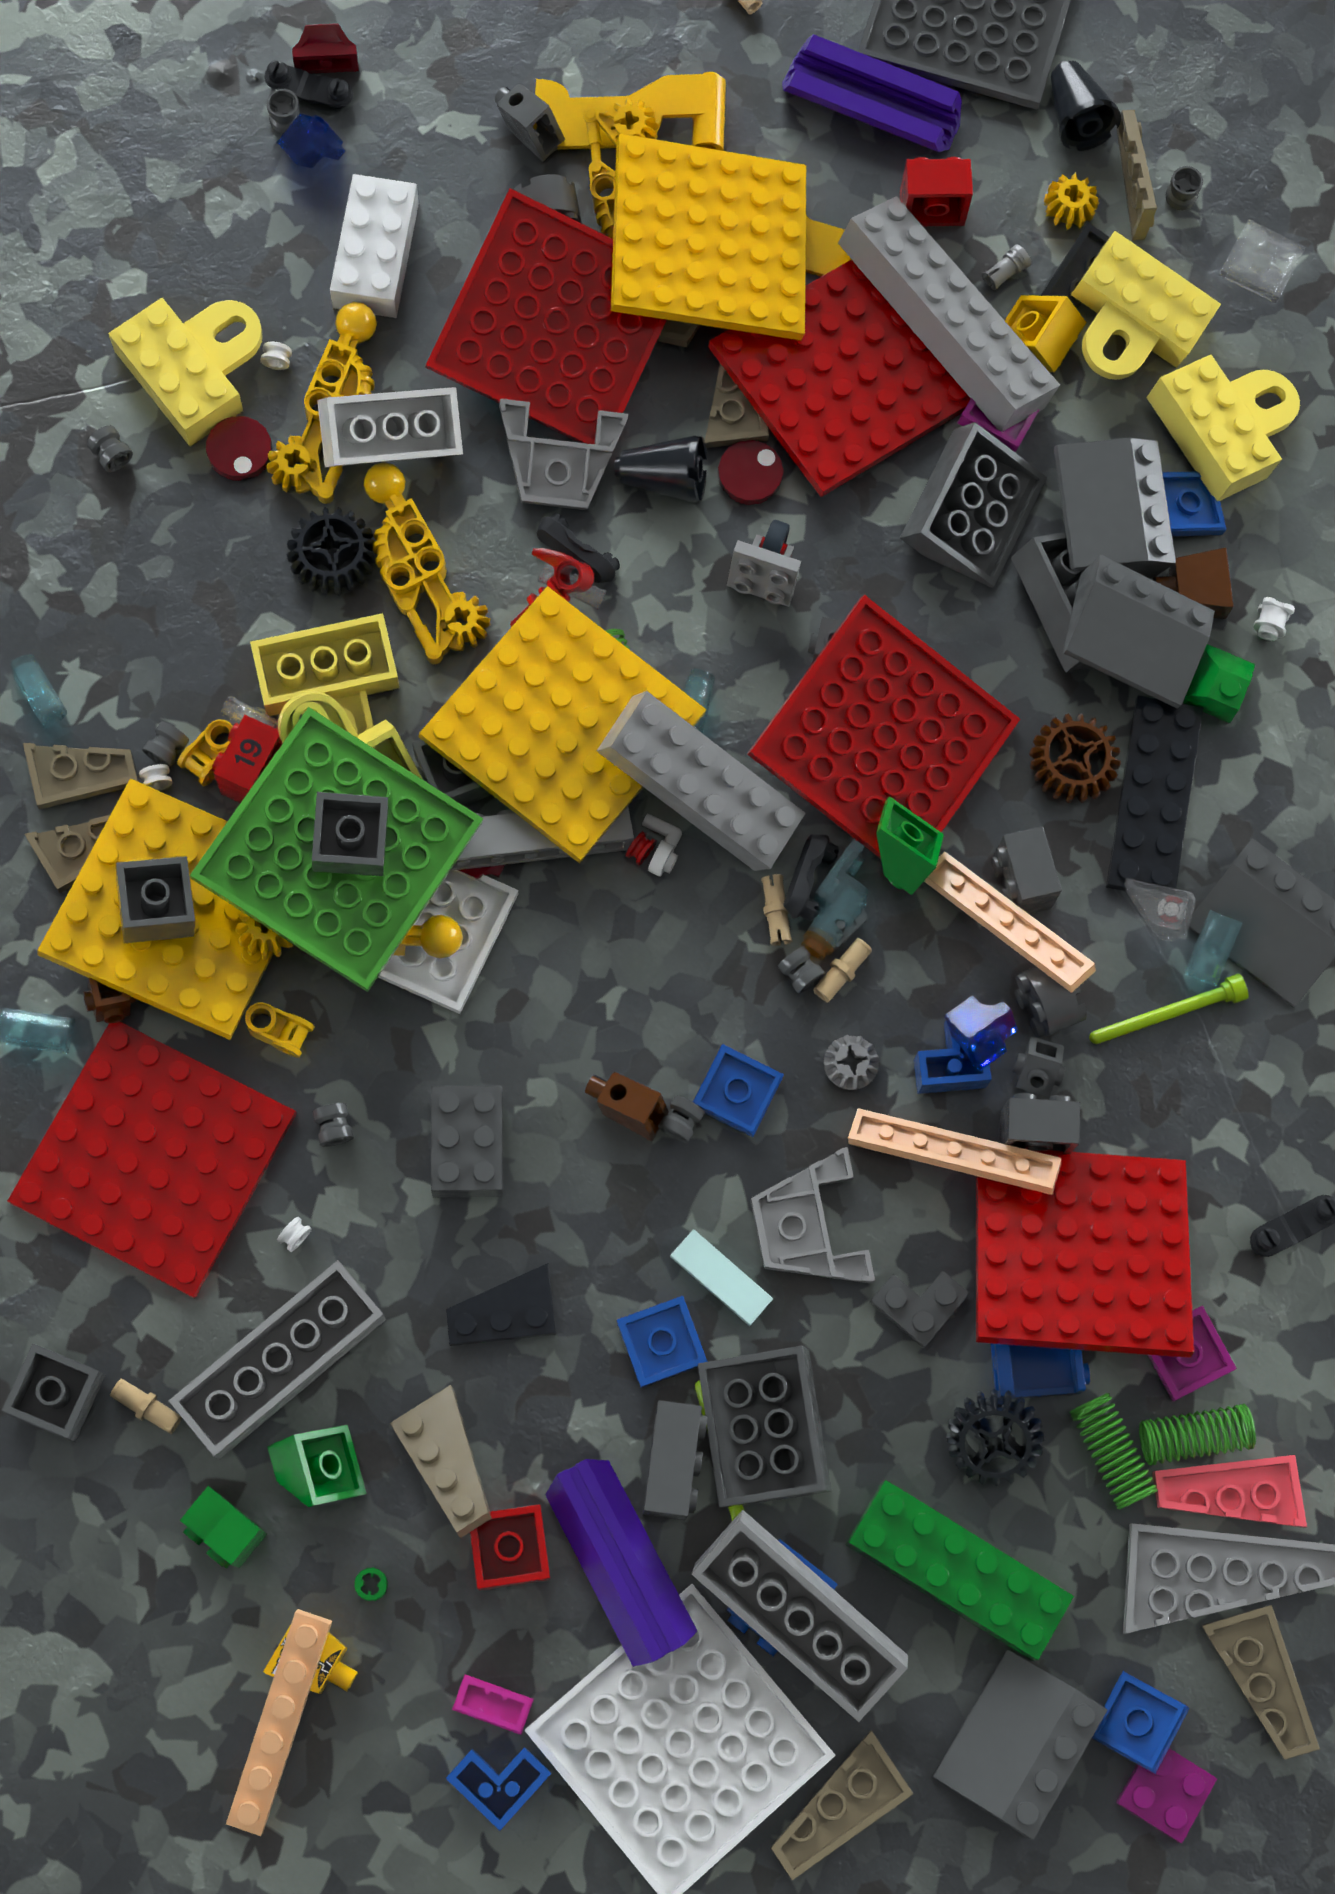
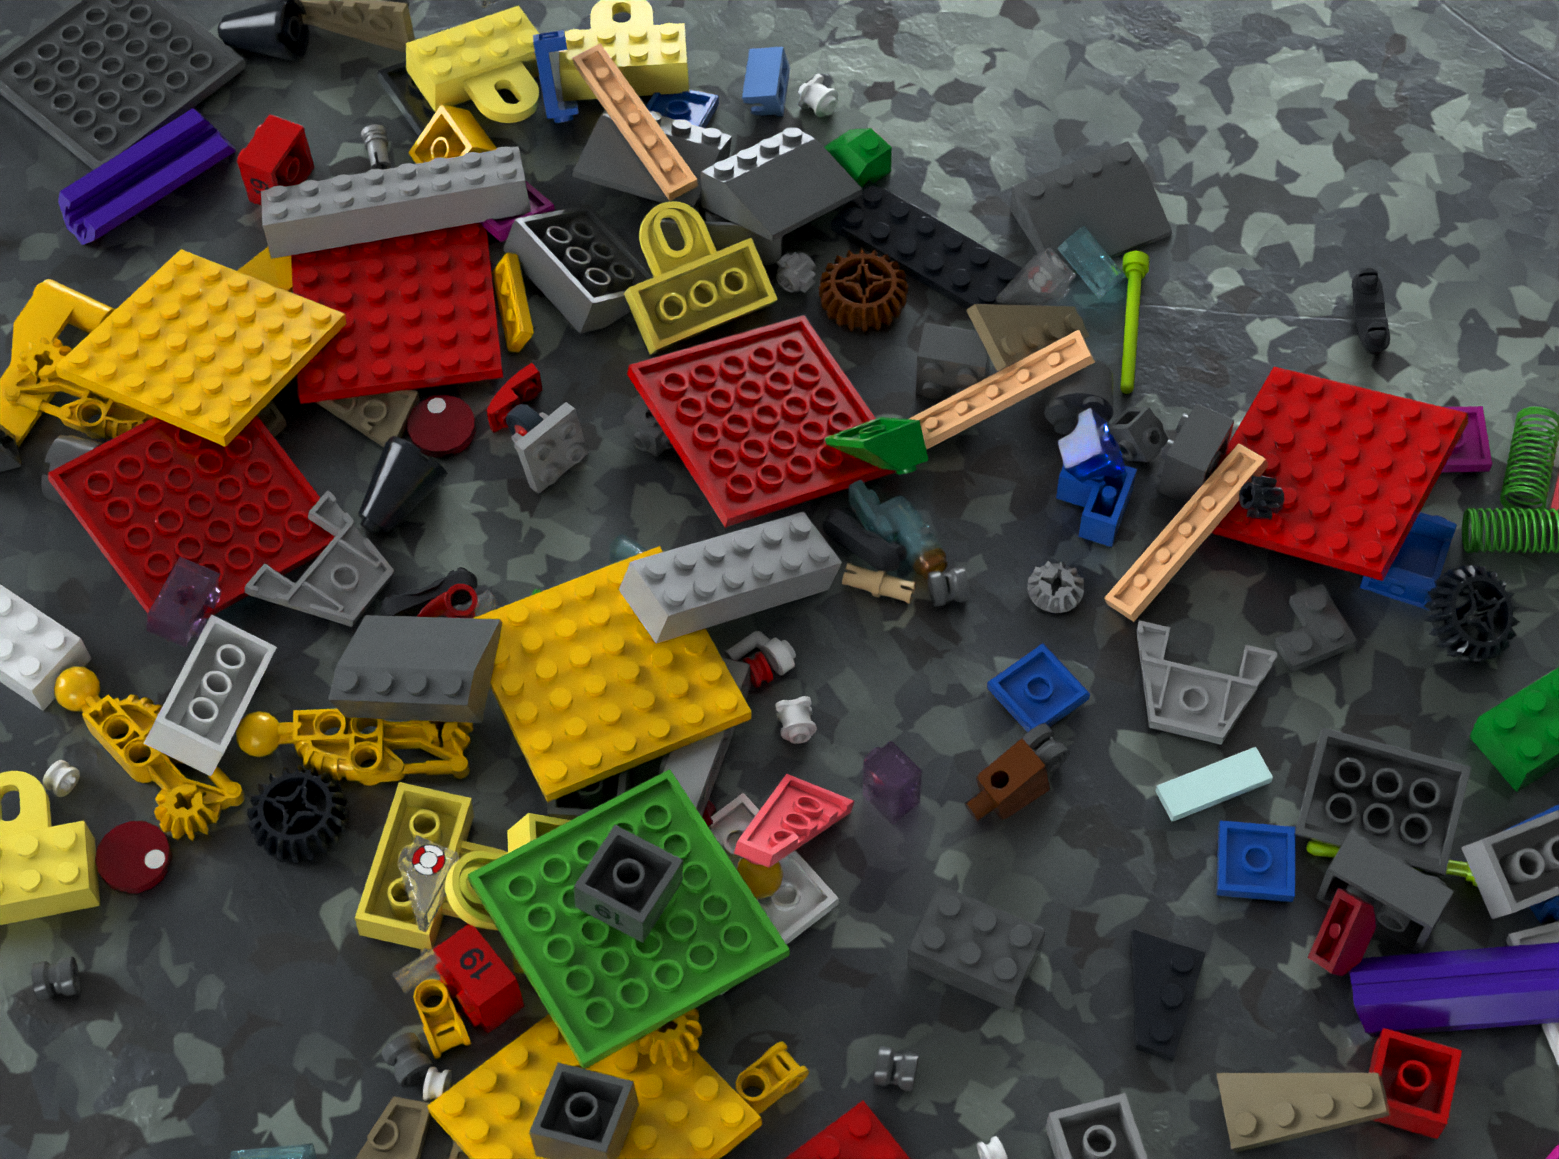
camera: 55 degrees left, 15 degrees down
(299, 674) = (424, 877): none -> clear slope
(470, 351) = (170, 616): none -> clear purple brick
(487, 572) = (417, 669): none -> dark grey slope
(502, 937) = (789, 820): none -> coral wing
(580, 1004) = (891, 782): none -> clear purple brick
(607, 902) = (796, 719): none -> white brick
(614, 1439) = (1344, 933): none -> dark red slope
(796, 512) = (519, 388): none -> red slope
(842, 970) = (965, 554): tan pin -> none
(902, 465) = (512, 302): none -> yellow tile
(991, 610) = (696, 285): none -> light yellow brick
(1010, 1201) = (1261, 497): none -> black gear
(1061, 690) = (795, 272): none -> light grey gear
(1071, 201) = (349, 76): yellow gear -> none
(1083, 916) = (1021, 330): none -> dark tan wing
(1131, 470) = (635, 122): none -> light nougat plate
(1162, 355) = (544, 44): none -> blue panel
(1203, 579) = (756, 122): reddish brown torso -> none
(1266, 564) = (766, 80): none -> medium blue hinge

